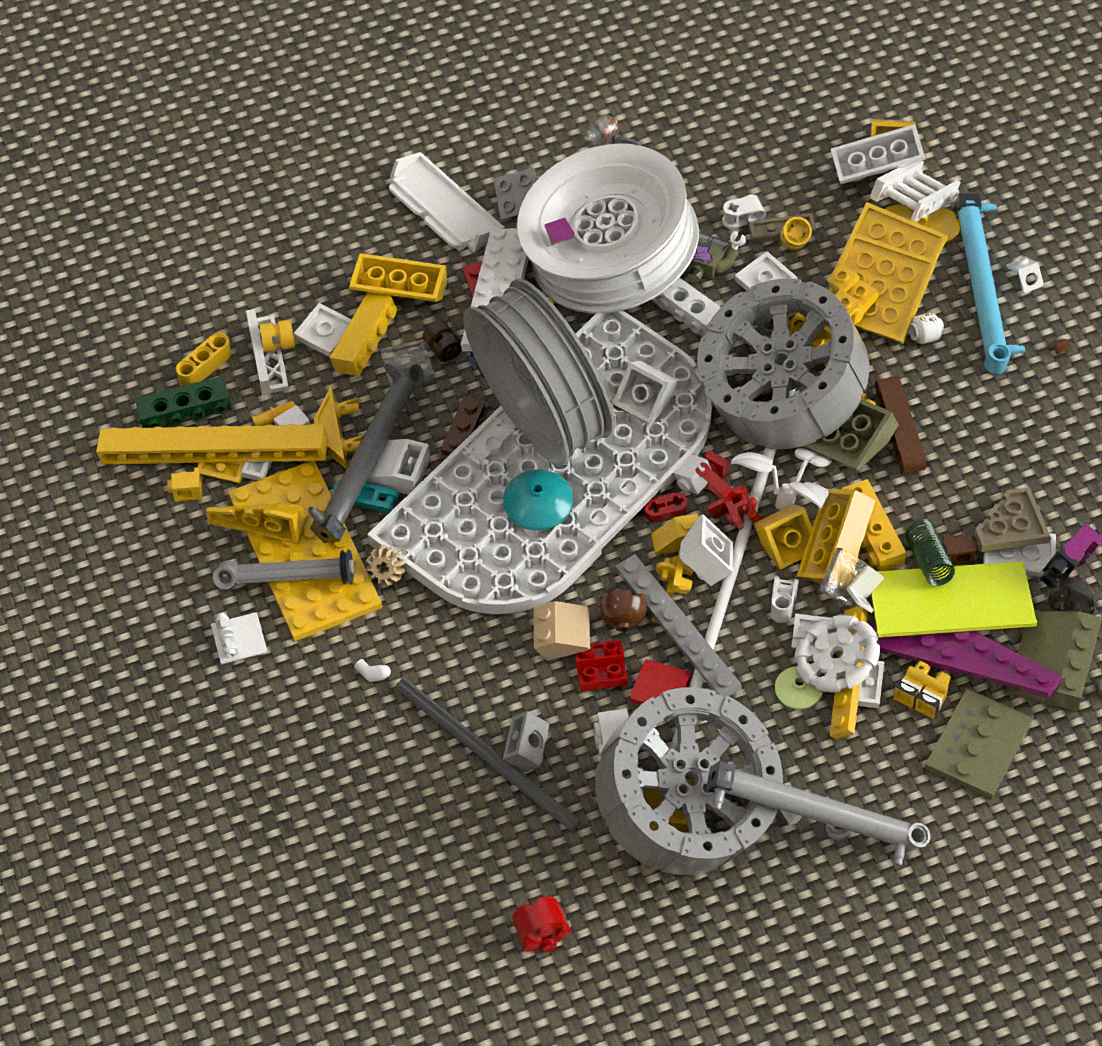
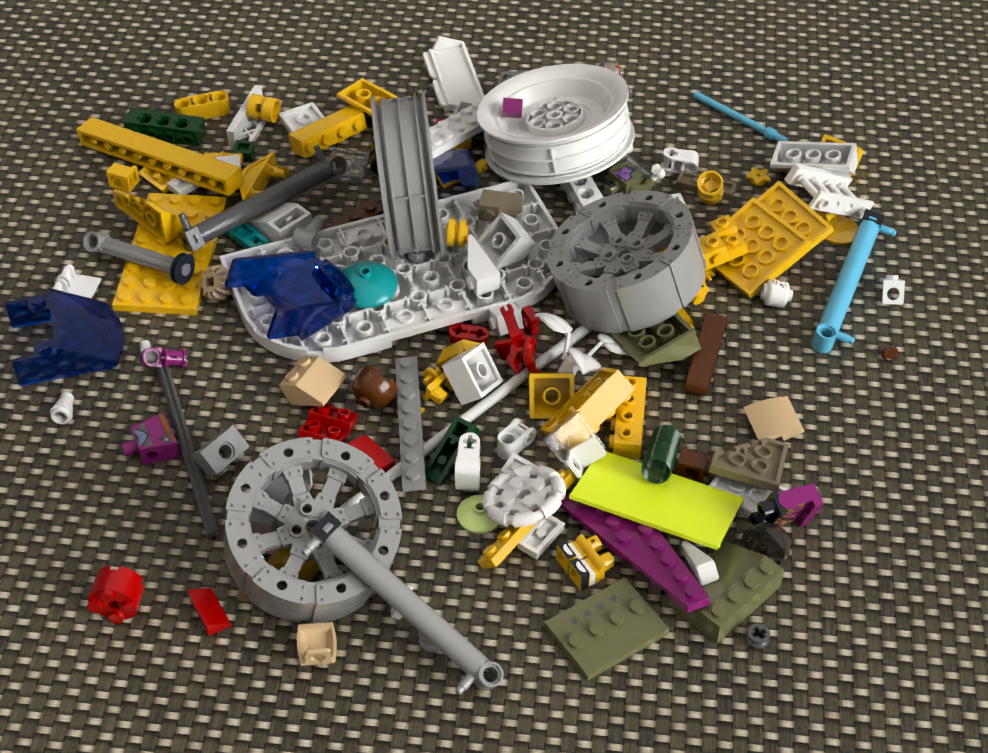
camera: 25 degrees right, 10 degrees down
(288, 392) = (246, 148): none -> dark green plate
(296, 677) = (84, 332): none -> clear blue windscreen
(337, 772) = (63, 409): none -> white cone
(393, 675) = (163, 357): none -> magenta connector
(444, 471) = (308, 236): none -> light grey pin
(451, 761) = (152, 440): none -> magenta torso
(492, 538) = (299, 288): none -> clear blue windscreen
(609, 350) = (495, 202): none -> dark tan slope
(626, 898) = (208, 610): none -> red slope
(642, 435) = (482, 273): none -> white slope
(736, 637) = (444, 458): none -> dark green slope
(747, 881) = (316, 643): none -> tan piece
(769, 648) = (468, 463): none -> white piece
(806, 135) = (769, 132): none -> medium azure bar
(827, 200) = (758, 177): none -> yellow plate
(1001, 467) = (774, 418): none -> tan slope
(1026, 645) = (700, 563): none -> white slope

